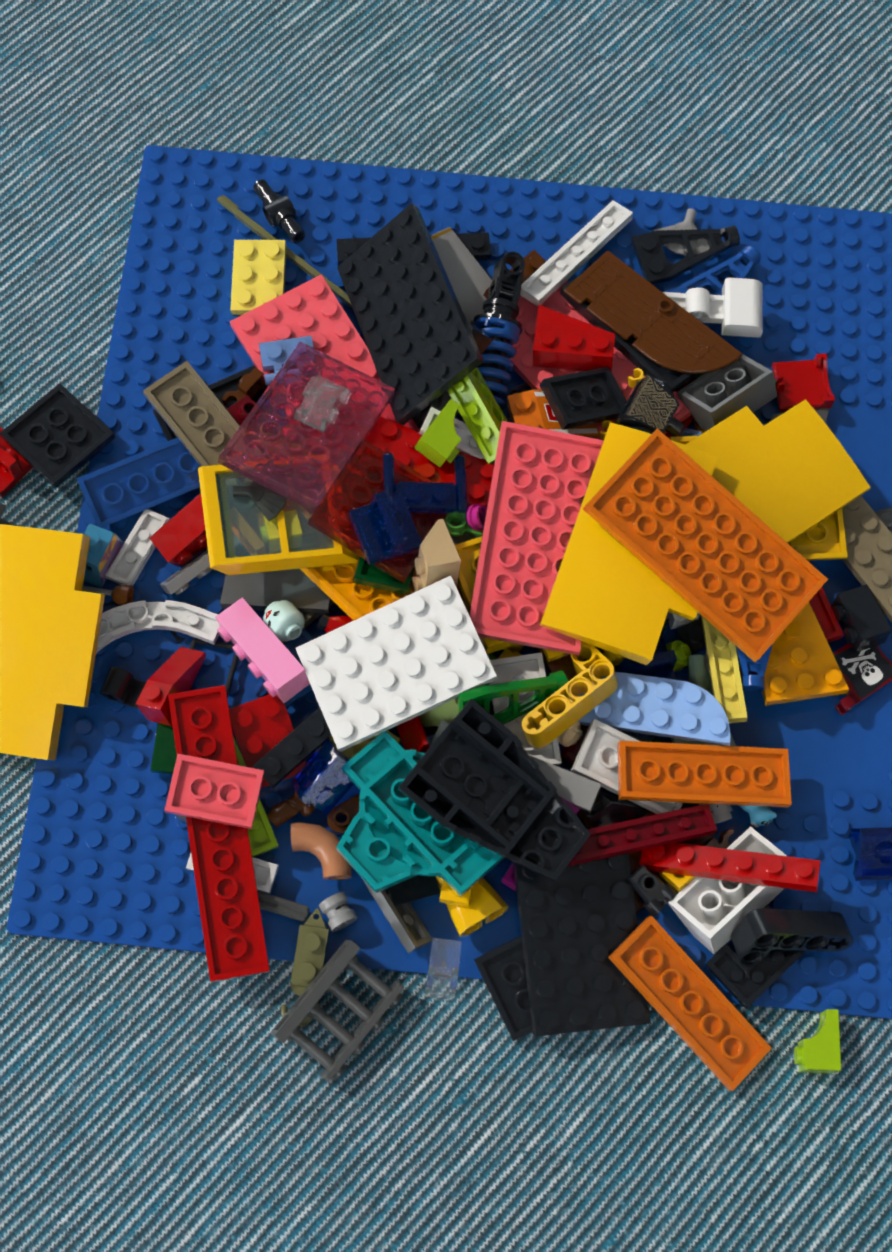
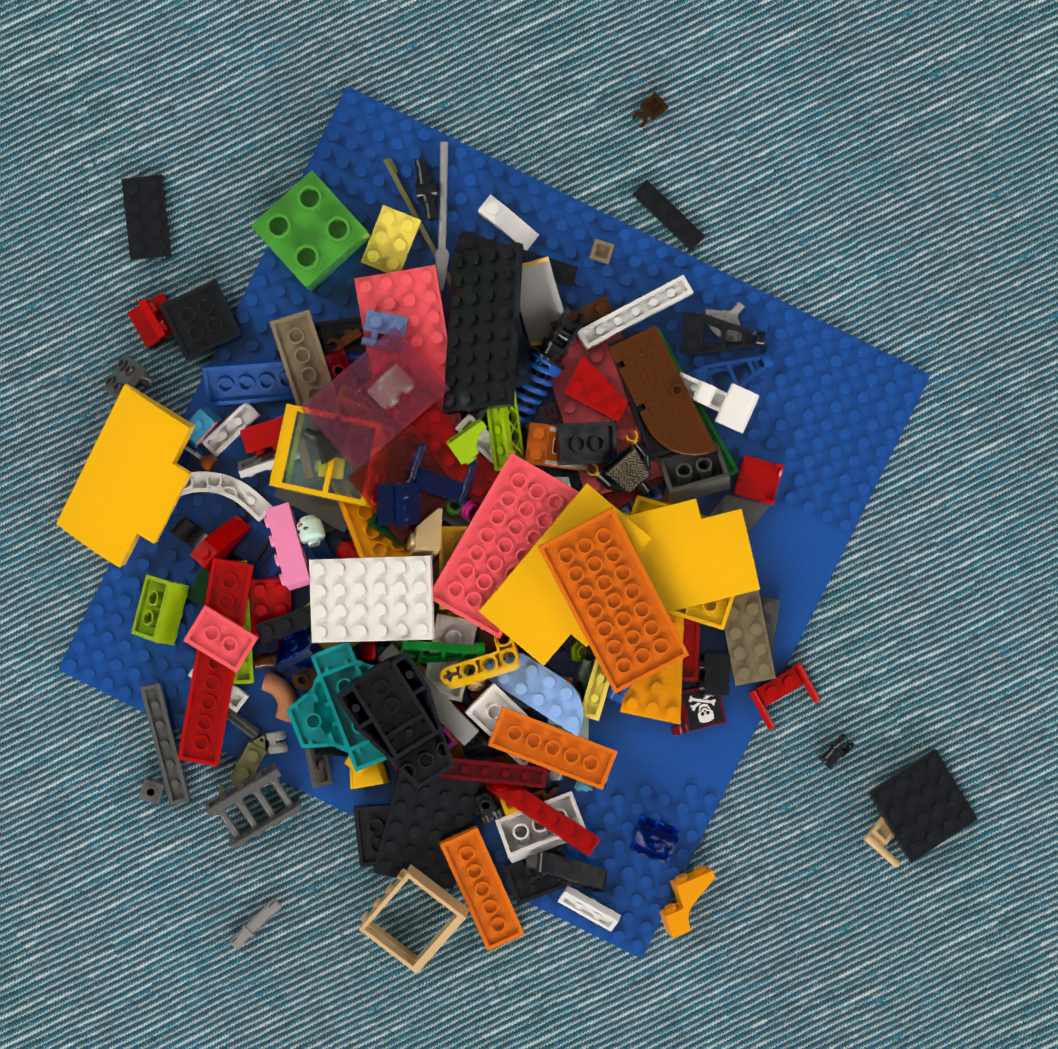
camera: 25 degrees right, 20 degrees up
(120, 797) = (160, 610): none -> lime slope
(158, 287) = (311, 231): none -> bright green brick
(186, 973) = (165, 743): none -> dark grey plate
(197, 1054) = (158, 787): none -> flat silver plate
(322, 266) = (442, 253): none -> light grey piece
(375, 207) = (507, 222): none -> white slope
(399, 1181) = (248, 930): none -> light grey pin
(443, 969) = (333, 803): clear slope -> none
(499, 57) = (652, 108): none -> dark brown plate
(509, 208) = (601, 251): none -> dark tan plate
(567, 156) = (668, 215): none -> black plate
(662, 1098) = (392, 945): none -> tan window
(822, 1050) = (555, 947): lime arch -> none
(842, 975) = (589, 908): none -> white plate

